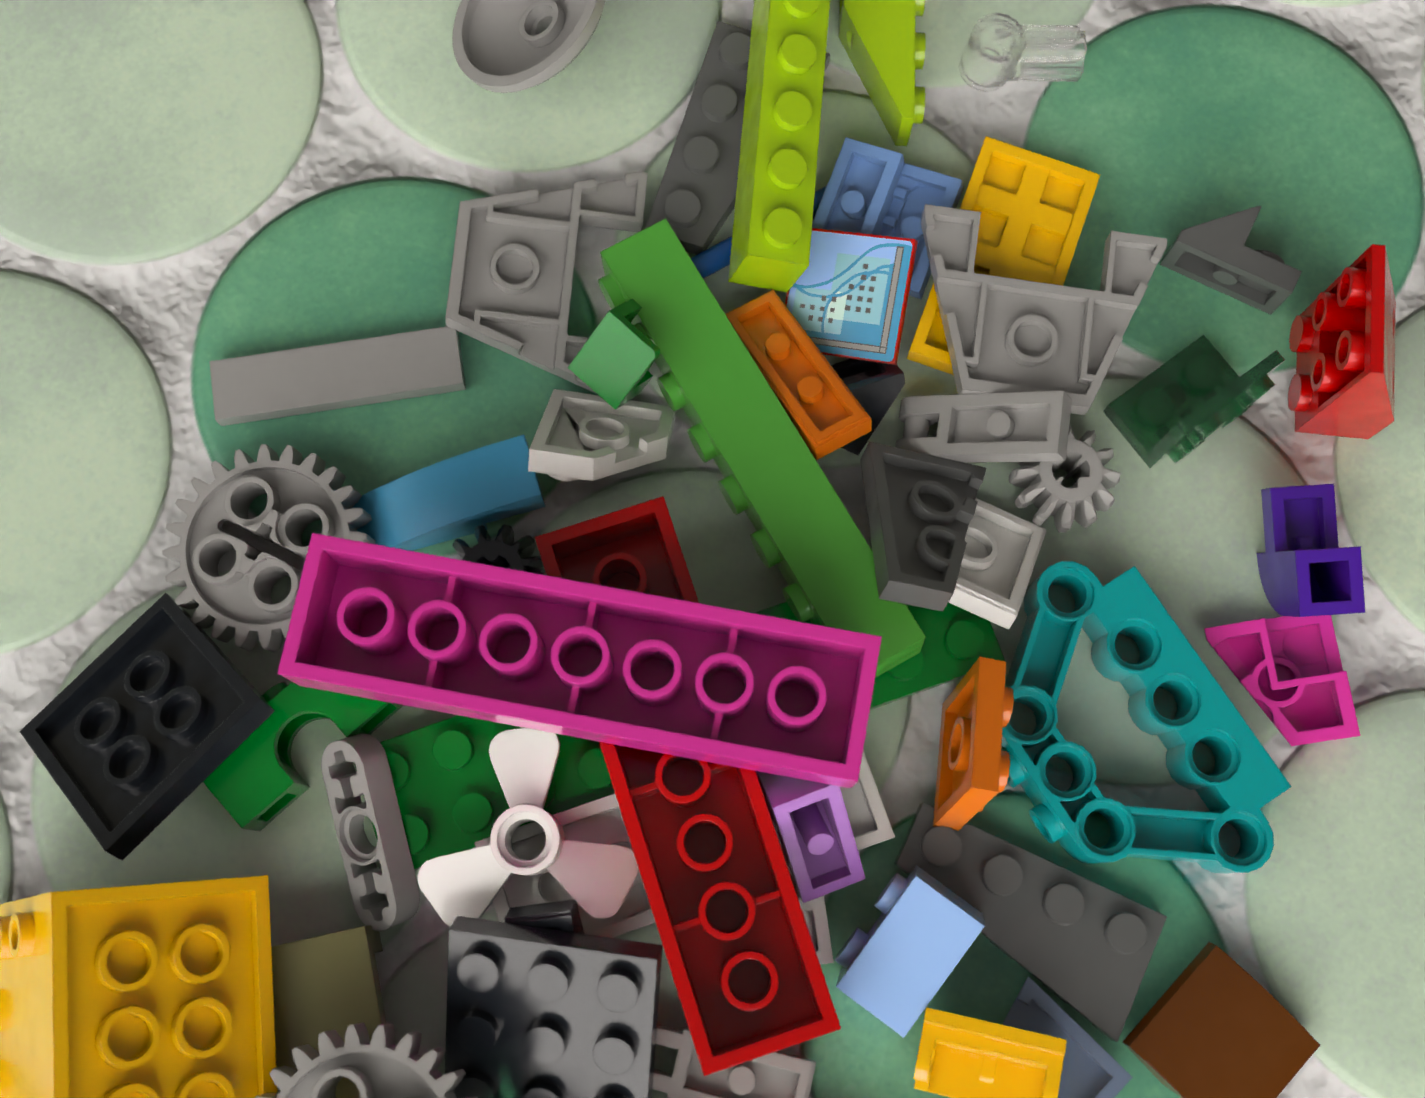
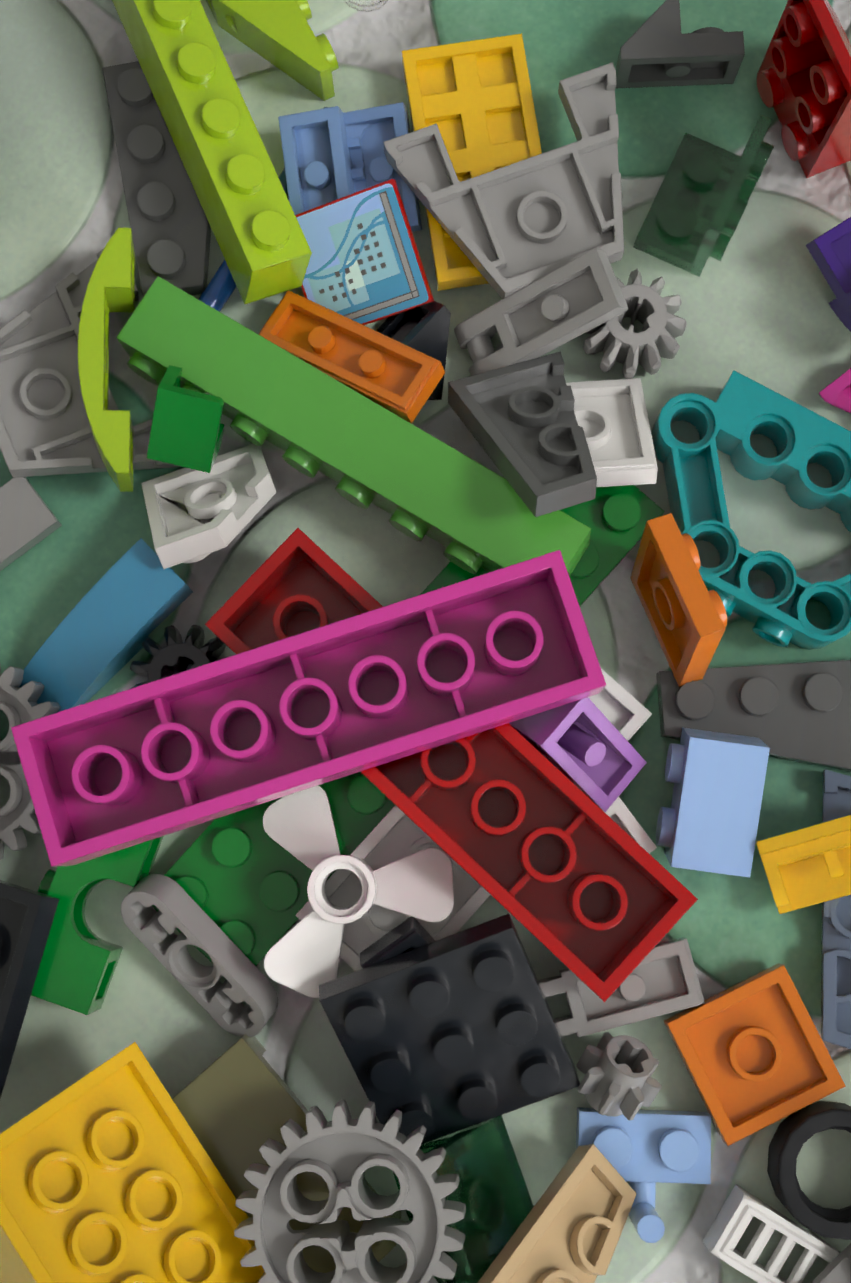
camera: 25 degrees left, 5 degrees up
(615, 208) = (108, 290): none -> lime slope

